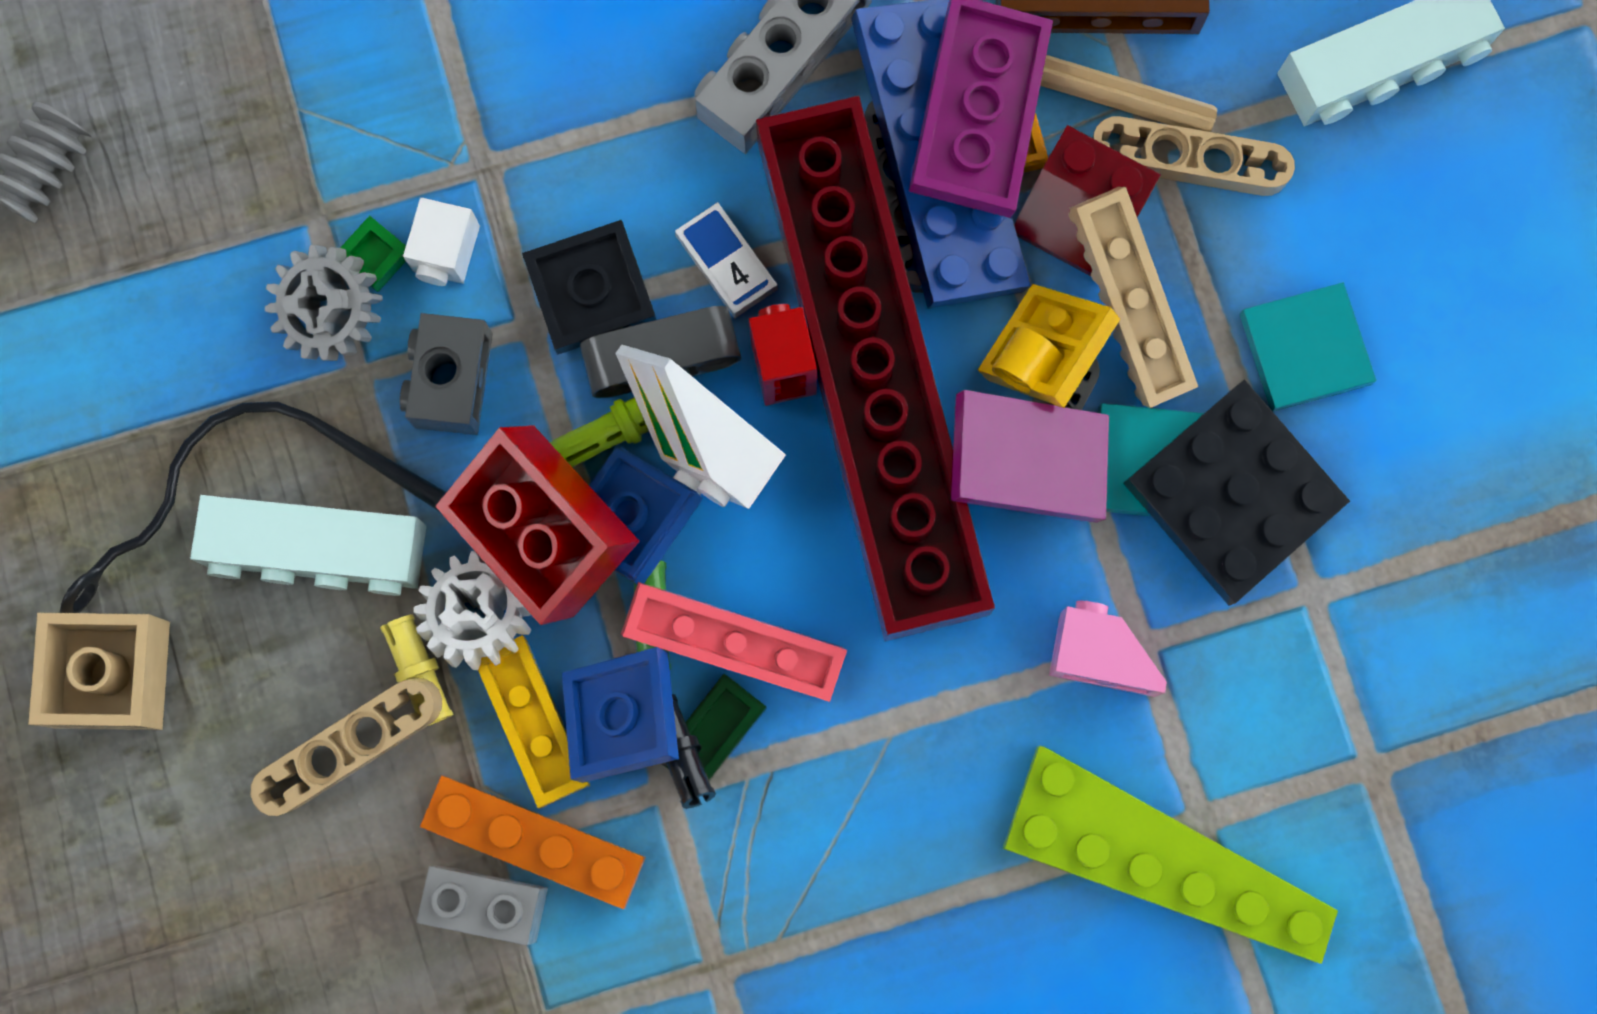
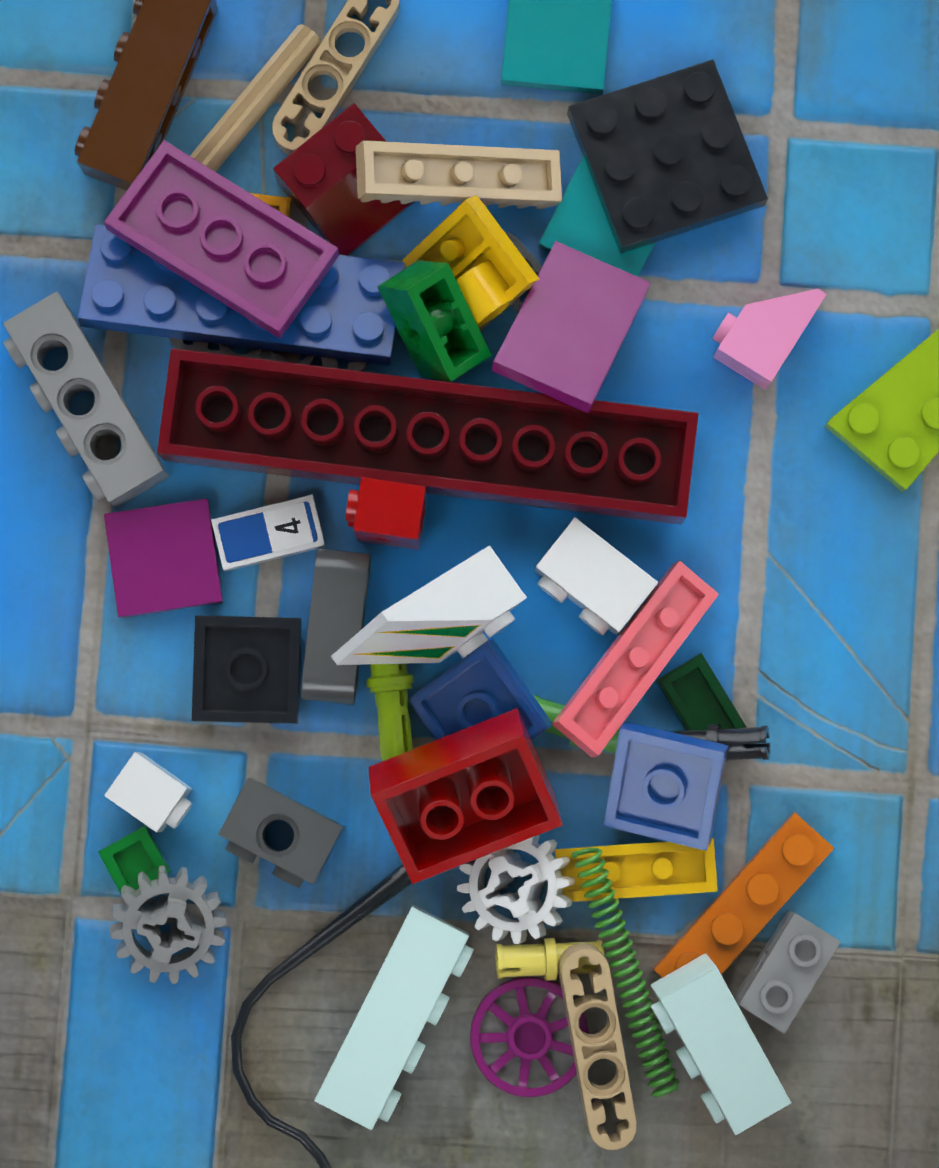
camera: 70 degrees left, 5 degrees up
(335, 679) = (527, 1037): none -> magenta wheel
(385, 863) = (718, 1045): none -> light aqua brick
(390, 769) = (619, 973): none -> bright green piece
(666, 175) = (163, 558): none -> magenta tile
(798, 574) = (594, 578): none -> white brick
(984, 327) = (434, 320): none -> green brick

